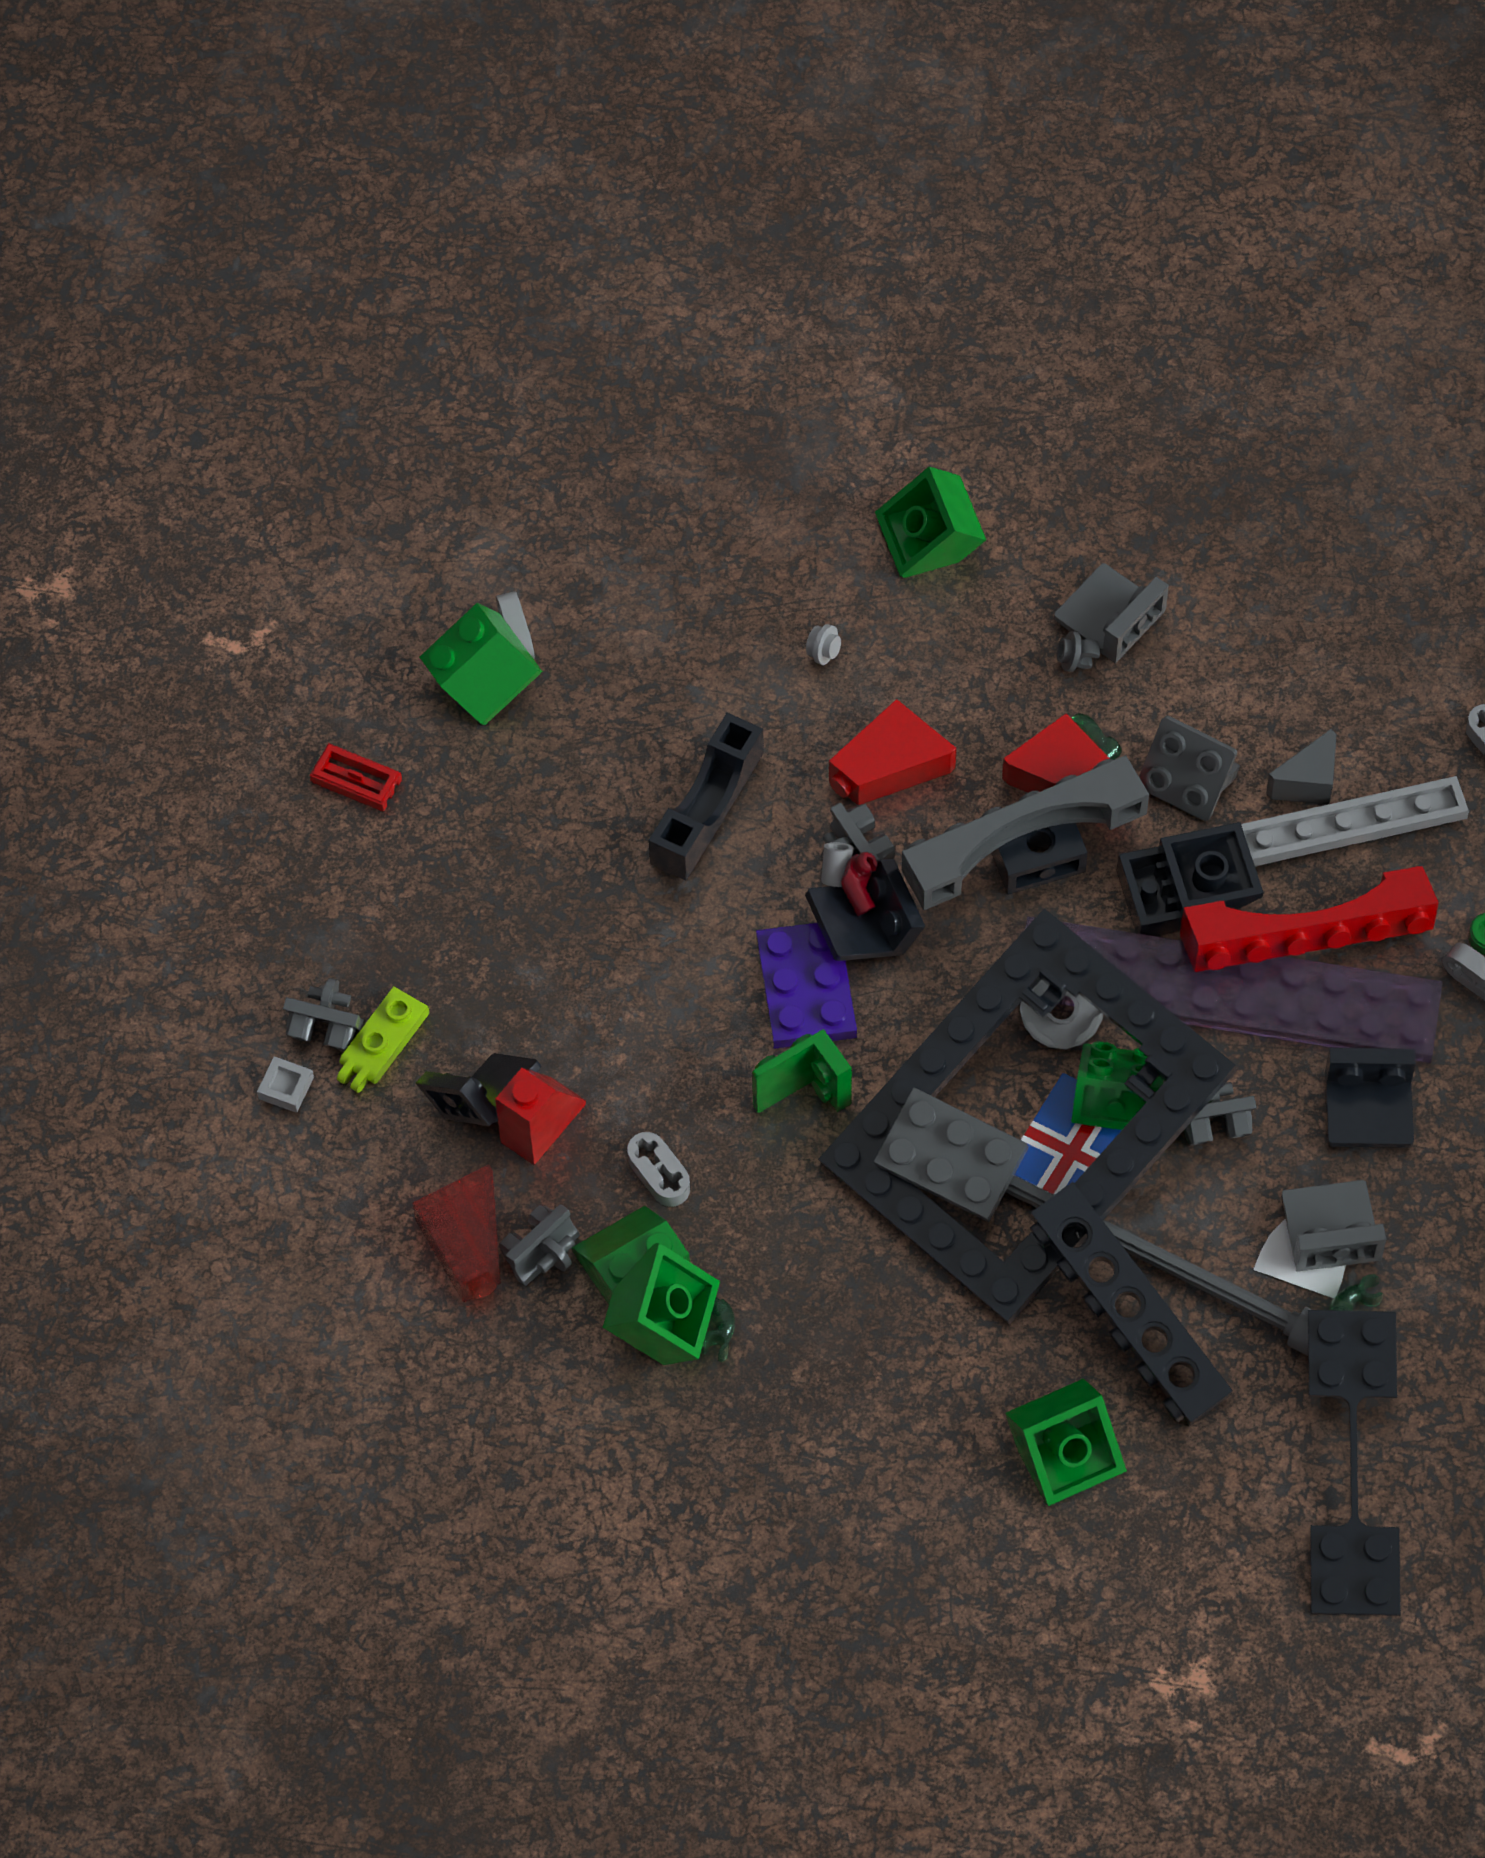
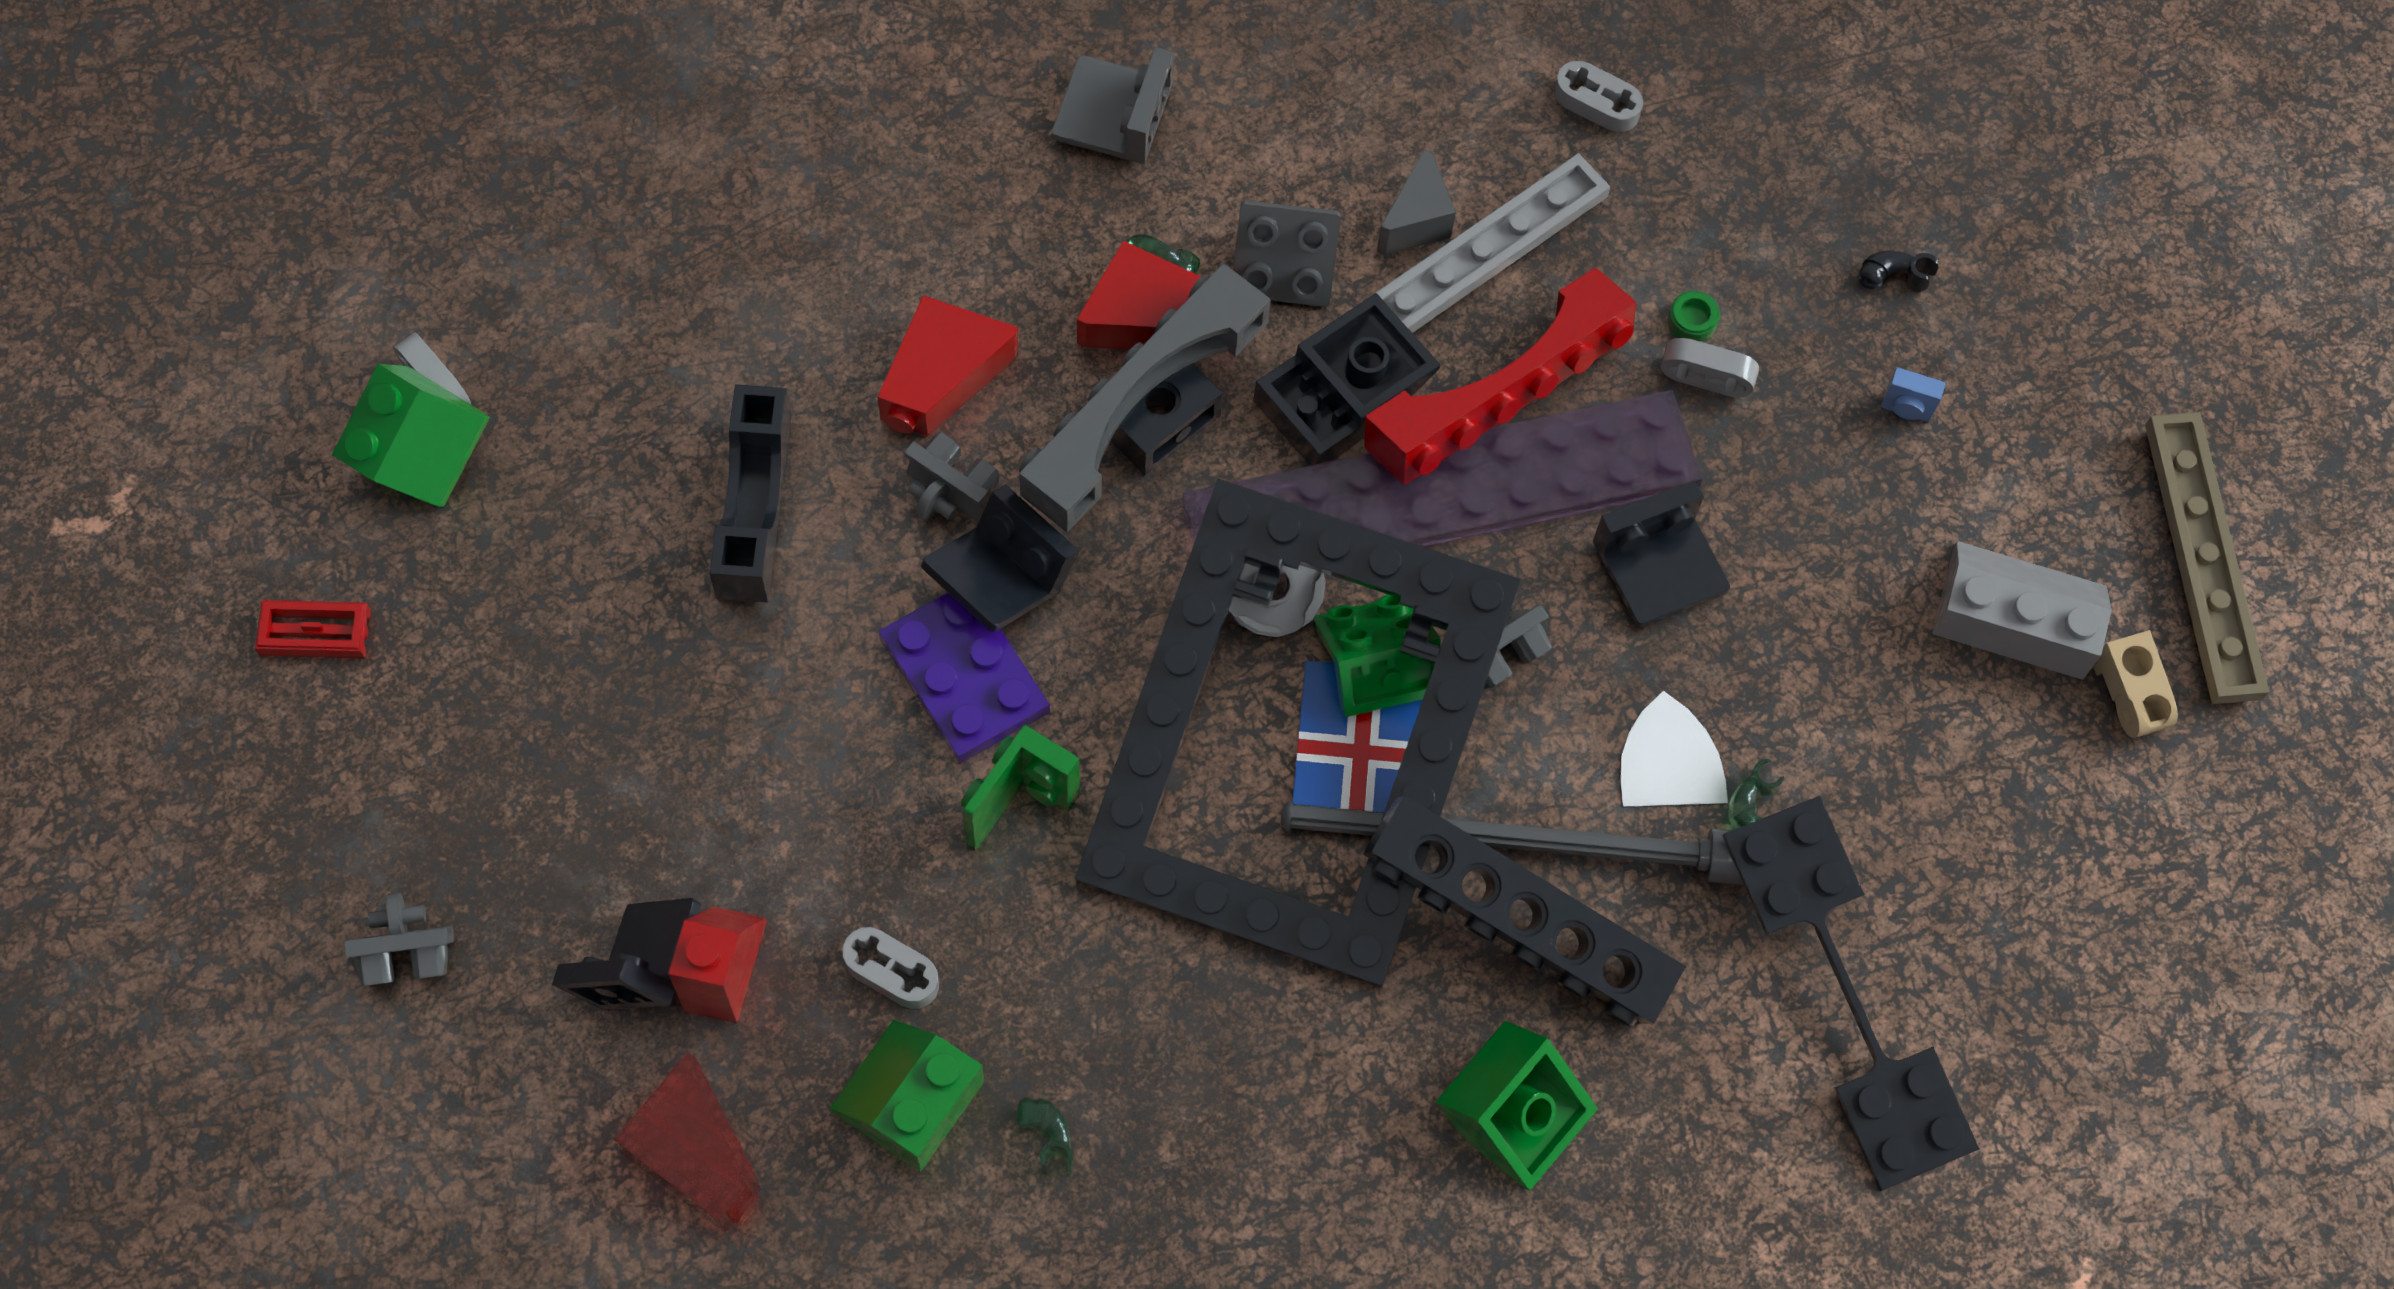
camera: 30 degrees left, 5 degrees up
(285, 1084) = (387, 1049): light grey plate -> none
(381, 1039) = (483, 942): lime hinge -> none
(544, 1246) = (798, 1124): dark grey hips -> none
(663, 1306) = (980, 1144): green slope -> none
(823, 643) = (805, 262): light grey plate -> none
(834, 862) = (941, 516): light grey hinge -> none
(856, 879) = (973, 527): dark red arm -> none
(930, 523) = (865, 79): green slope -> none
(951, 1154) = (1235, 814): dark grey plate -> none
(1075, 652) = (1096, 167): dark grey plate -> none
(1332, 1225) = (1691, 720): dark grey bracket -> none

